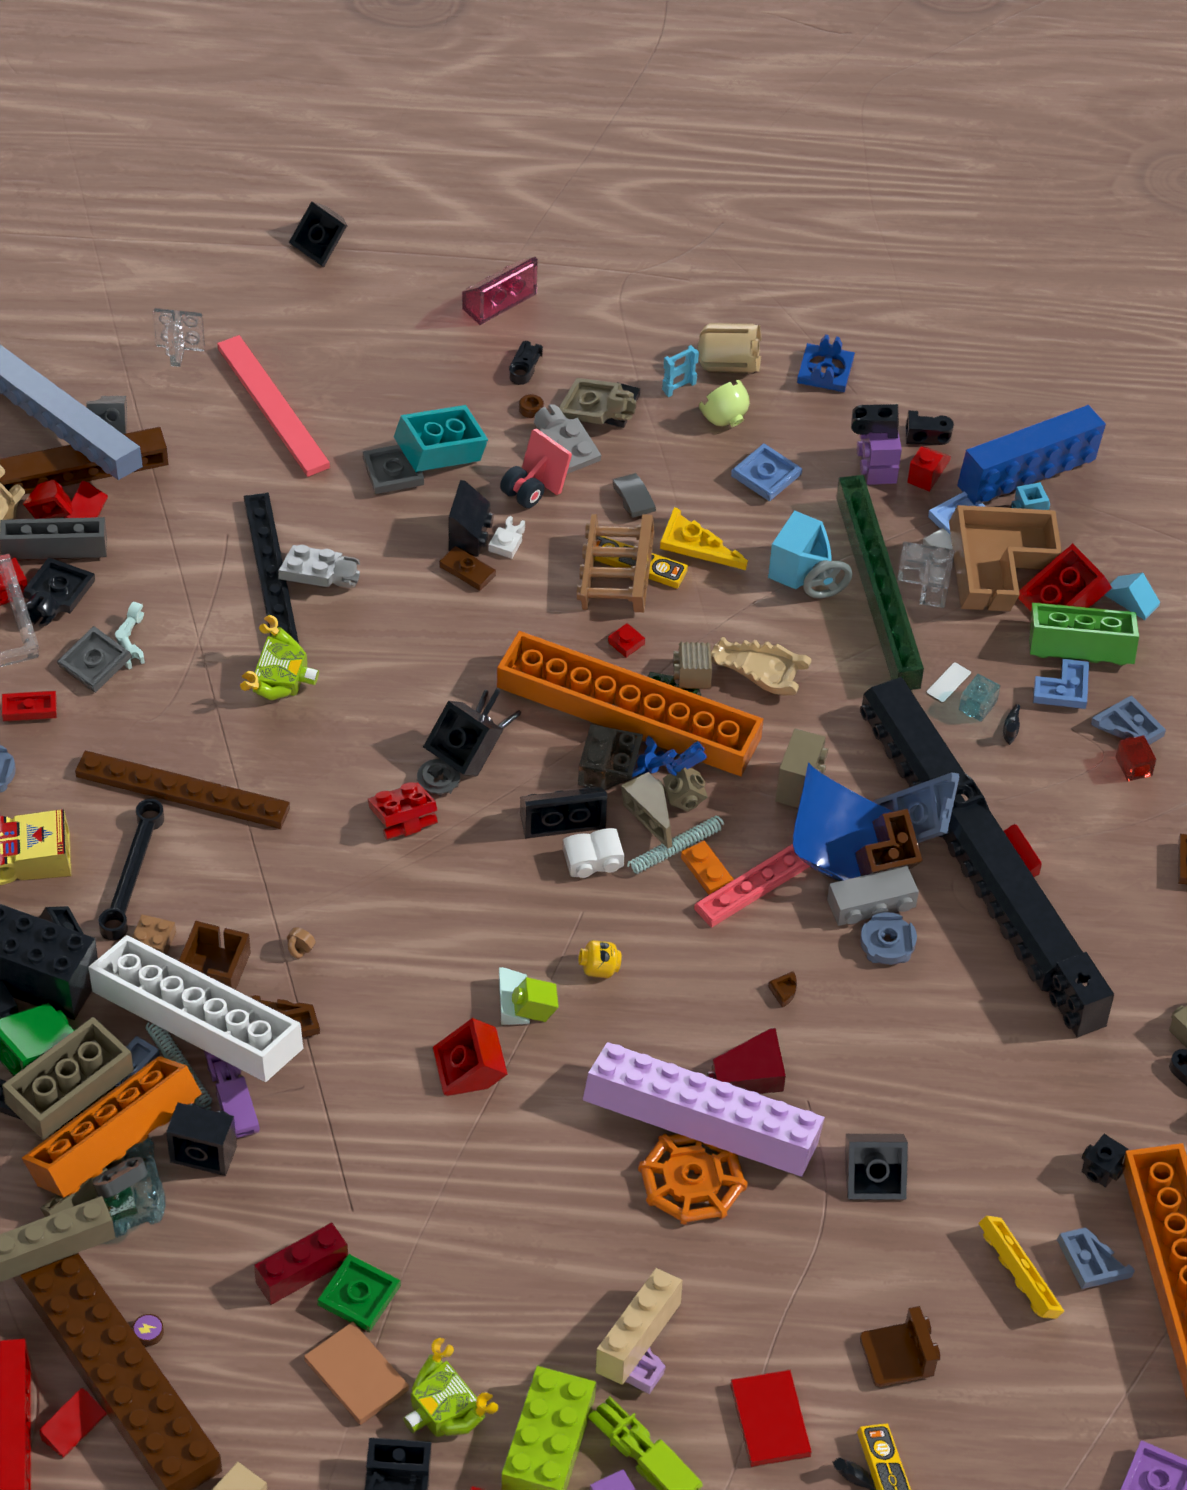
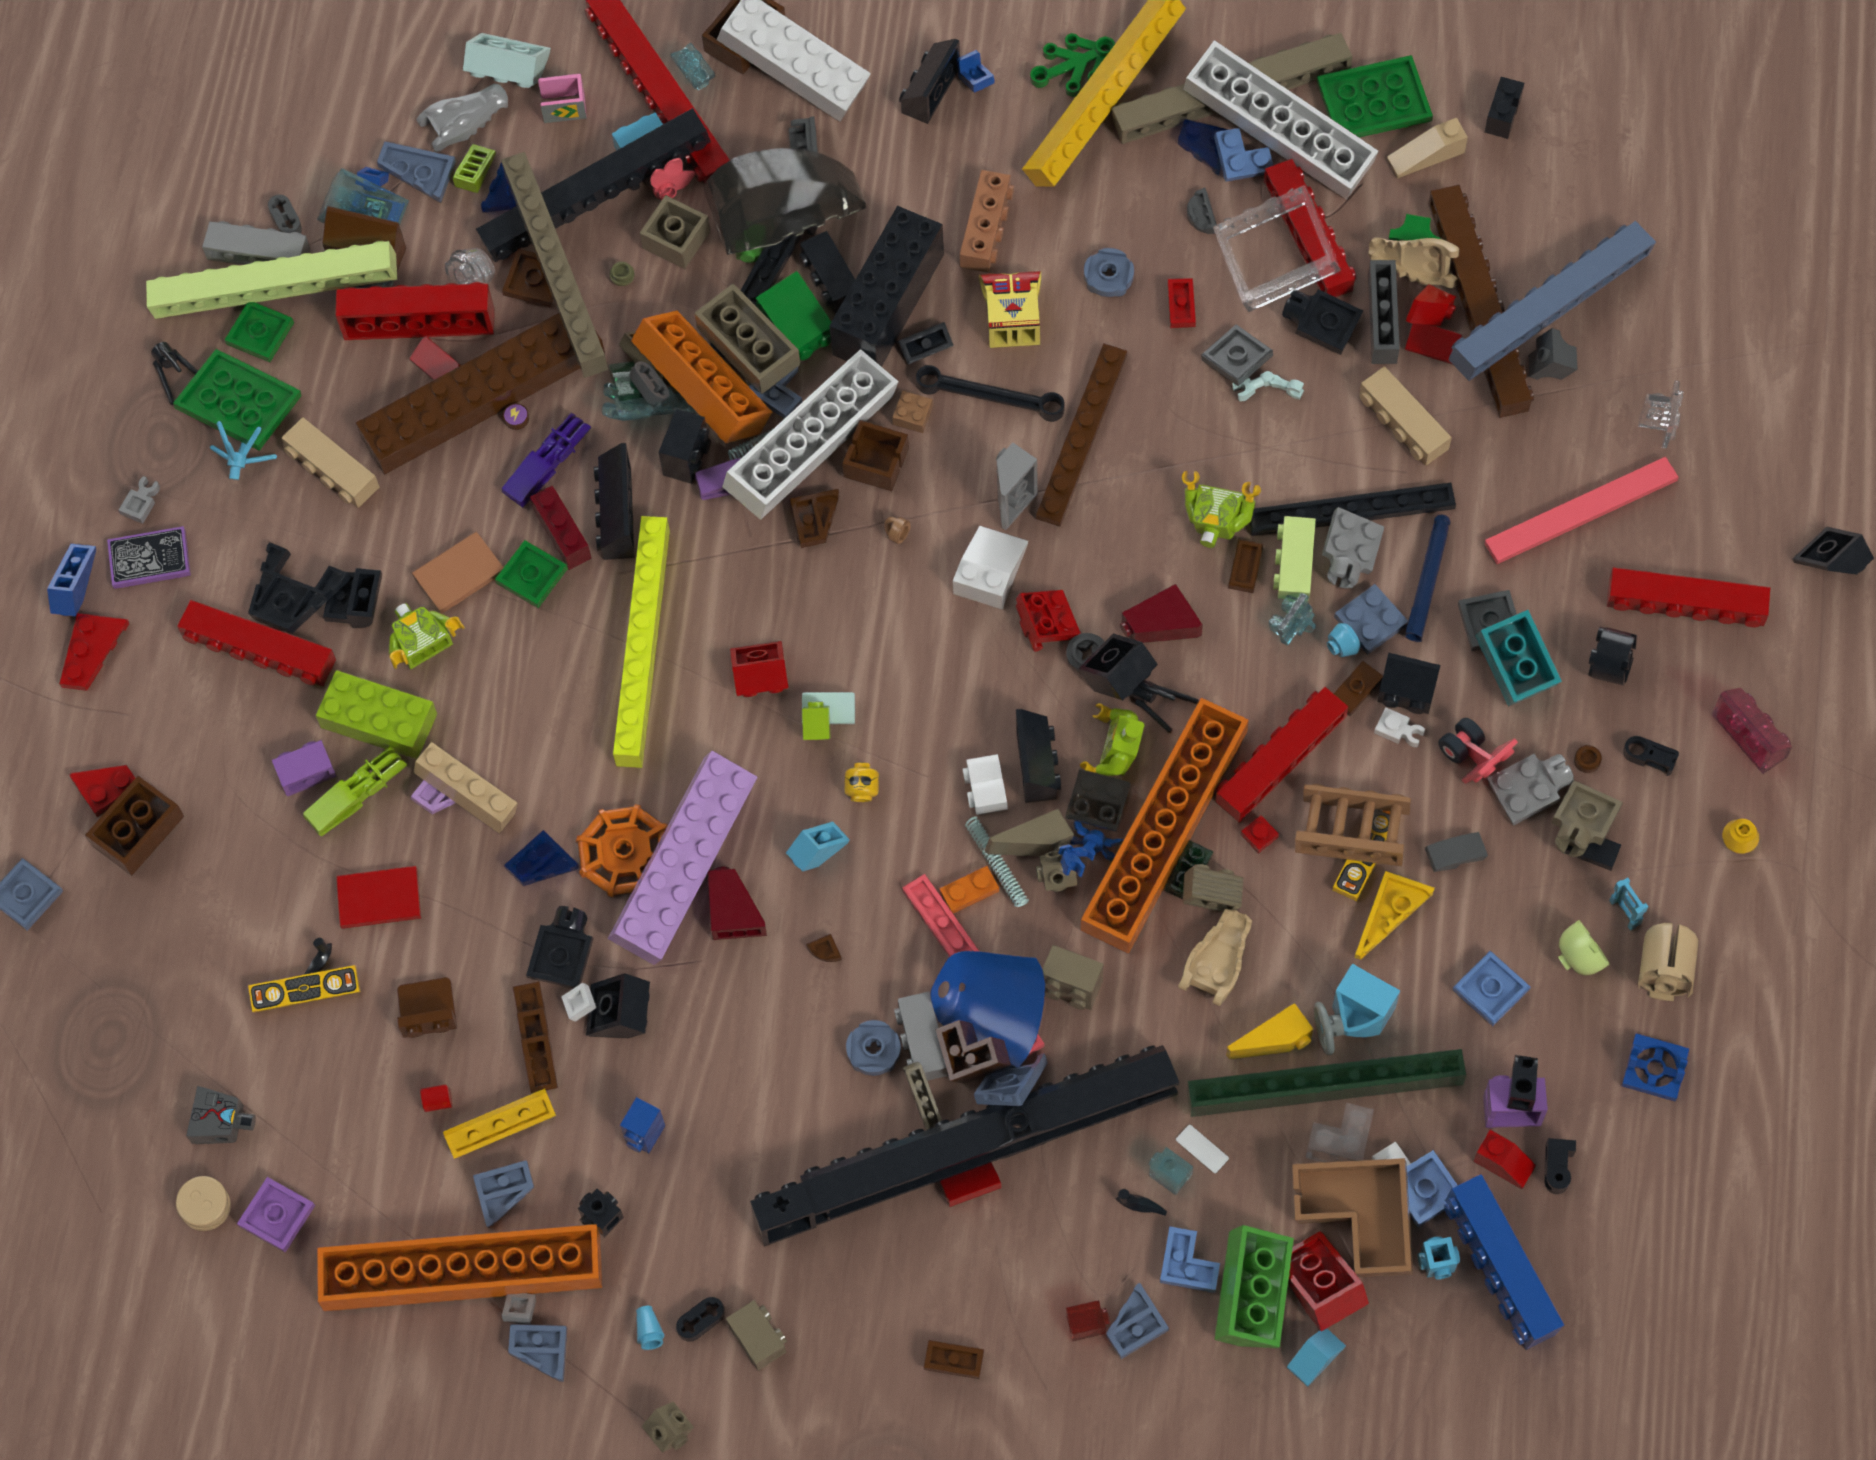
camera: 100 degrees right, 15 degrees up
(170, 527) = (1404, 416): none -> tan brick
(222, 1299) = (541, 465): none -> dark purple arm
(260, 825) = (1015, 482): none -> light grey slope
(272, 1203) = (615, 504): none -> black slope
(332, 606) = (1294, 556): none -> yellowish green brick
(335, 653) = (1245, 566): none -> reddish brown tile
(343, 859) = (989, 567): none -> white slope
(348, 513) = (1428, 579): none -> dark blue piece
(366, 331) = (1688, 597): none -> red brick
(392, 557) = (1372, 618): none -> sand blue plate
(397, 606) = (1296, 621): none -> clear light blue hips
(398, 714) = (1162, 618): none -> dark red slope
(420, 572) = (1343, 641): none -> medium azure cone
(433, 375) = (1612, 656): none -> black brick
(442, 1171) = (641, 642): none -> neon yellow brick
(539, 614) = (1281, 754): none -> red brick
(543, 738) = (1121, 741): none -> lime torso
(600, 305) = (1740, 836): none -> yellow cone
(675, 995) = (816, 845): none -> medium azure slope
(713, 1255) = (540, 861): none -> clear blue wing
(816, 1223) = (561, 949): none -> black plate
(831, 619) = (1277, 1035): none -> yellow slope
(874, 1202) = (578, 1002): none -> white plate
(911, 1245) = (535, 1037): none -> reddish brown slope
(940, 886) = (922, 1095): none -> dark tan piece
(1001, 1332) = (436, 1098): none -> red brick
(1009, 1124) = (642, 1126): none -> blue brick

